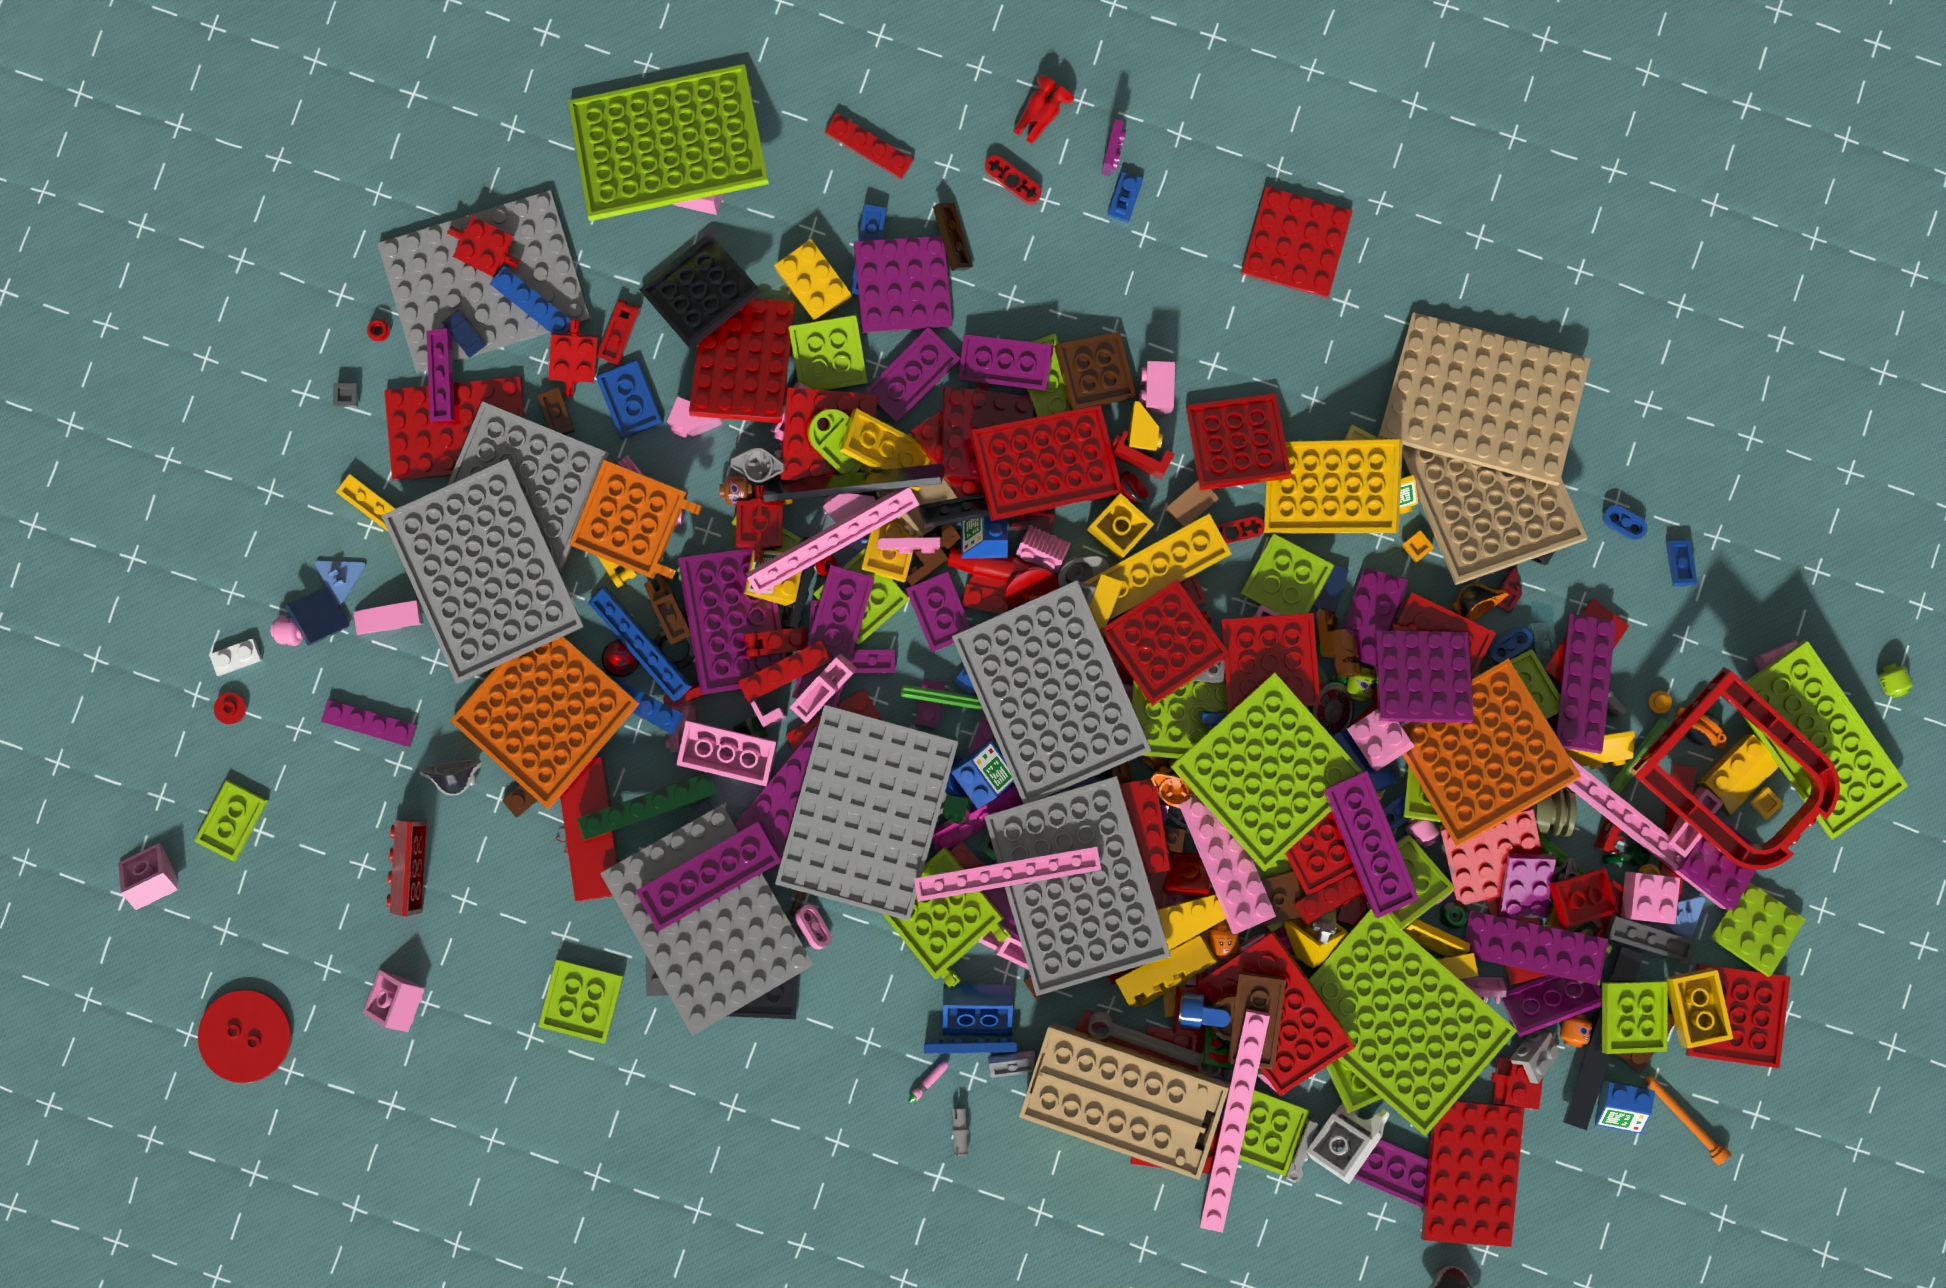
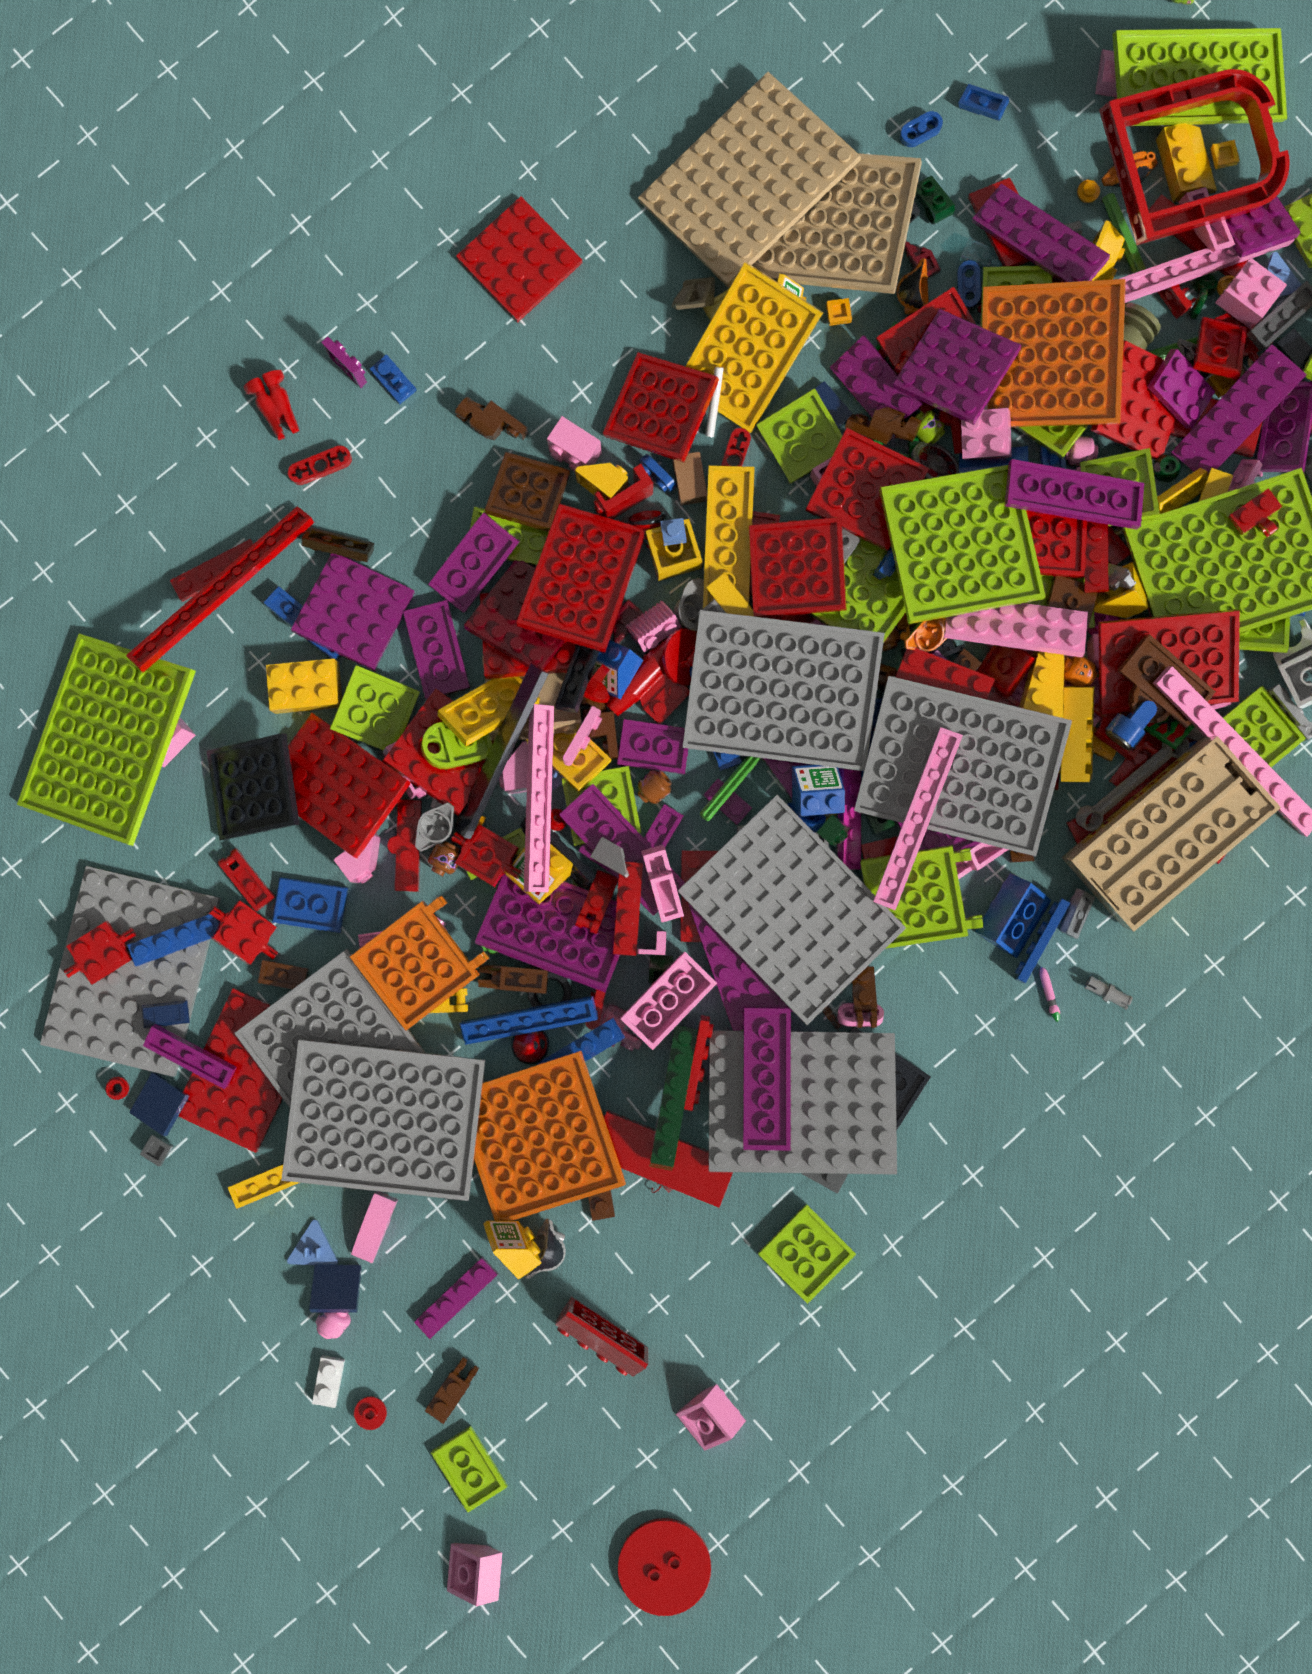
camera: 60 degrees left, 0 degrees up
(286, 766) = (450, 1392): none -> reddish brown hinge
(385, 374) = (159, 1104): none -> dark blue tile
(440, 744) = (513, 1246): none -> yellow slope
(679, 814) = (701, 1052): none -> red plate
(726, 449) = (404, 846): none -> red hinge
(819, 630) = (610, 856): none -> light grey tile
(831, 920) = (865, 997): none -> reddish brown hinge
(853, 161) = (219, 589): none -> red plate
(904, 632) = (654, 787): none -> dark orange head
(957, 532) = (595, 689): none -> red tile
(1133, 517) = (673, 531): none -> medium blue plate
(1138, 301) = (489, 420): none -> reddish brown plate
(1180, 463) = (663, 479): none -> blue plate
(1268, 486) = (713, 406): none -> white bar
(1356, 413) = (695, 294): none -> dark tan slope
(1452, 1013) = (1257, 513): none -> red plate
(1568, 570) = (935, 200): none -> dark green plate

